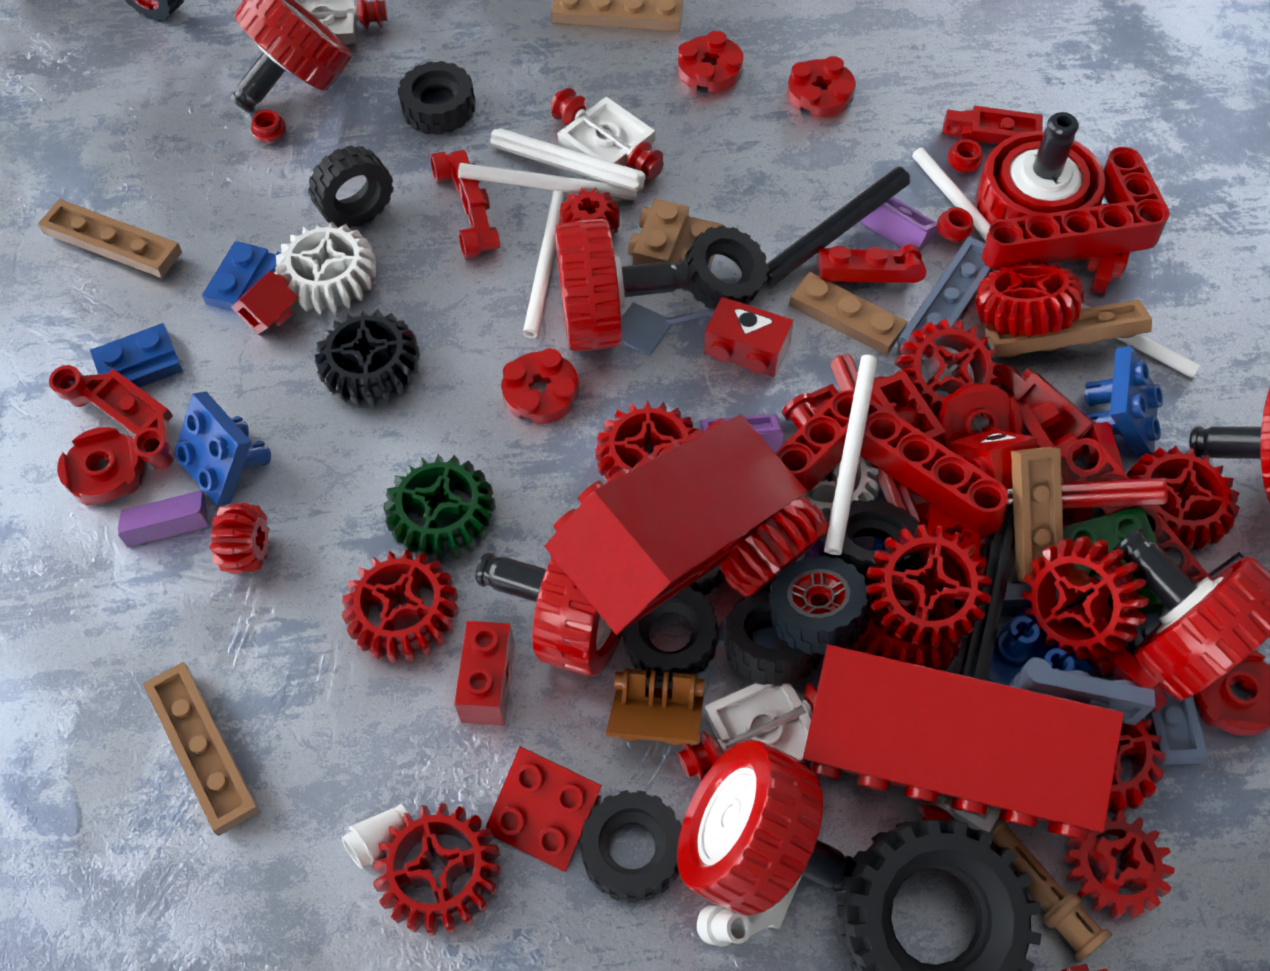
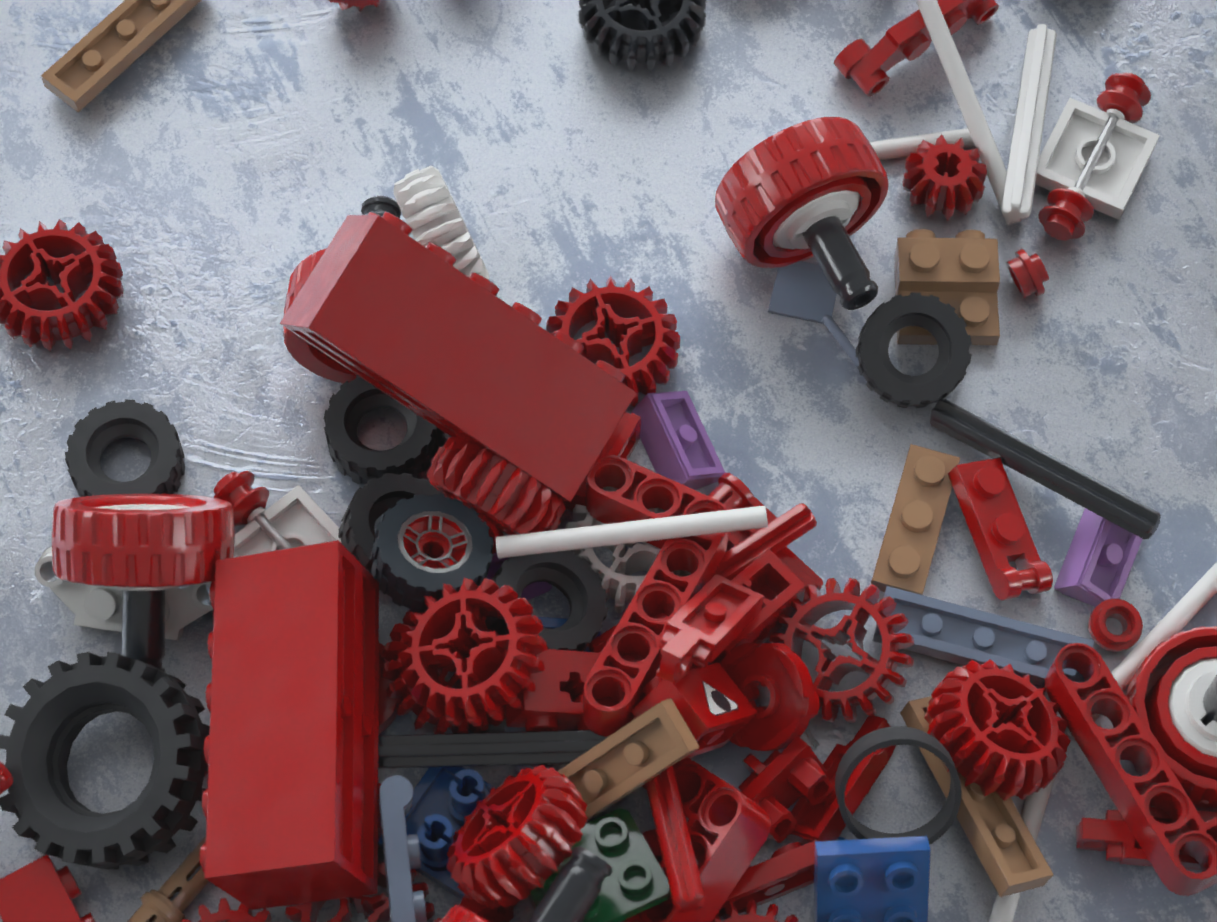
camera: 70 degrees right, 5 degrees up
(364, 836) = (73, 209): white cone -> none
(392, 585) = (311, 139): red gear -> none
(448, 519) = (496, 139): dark green gear -> none
(485, 673) = (265, 255): red brick -> none
(516, 527) = (436, 219): none -> white gear
(537, 367) = (671, 178): red plate -> none
(543, 808) = (147, 361): red hinge -> none
(656, 712) = (277, 435): dark orange hinge -> none
(682, 193) = (1028, 273): none -> red plate
(748, 336) = (821, 409): red brick -> none
(947, 424) = (706, 626): none -> red hinge
(1054, 363) = (898, 736): none -> black tyre

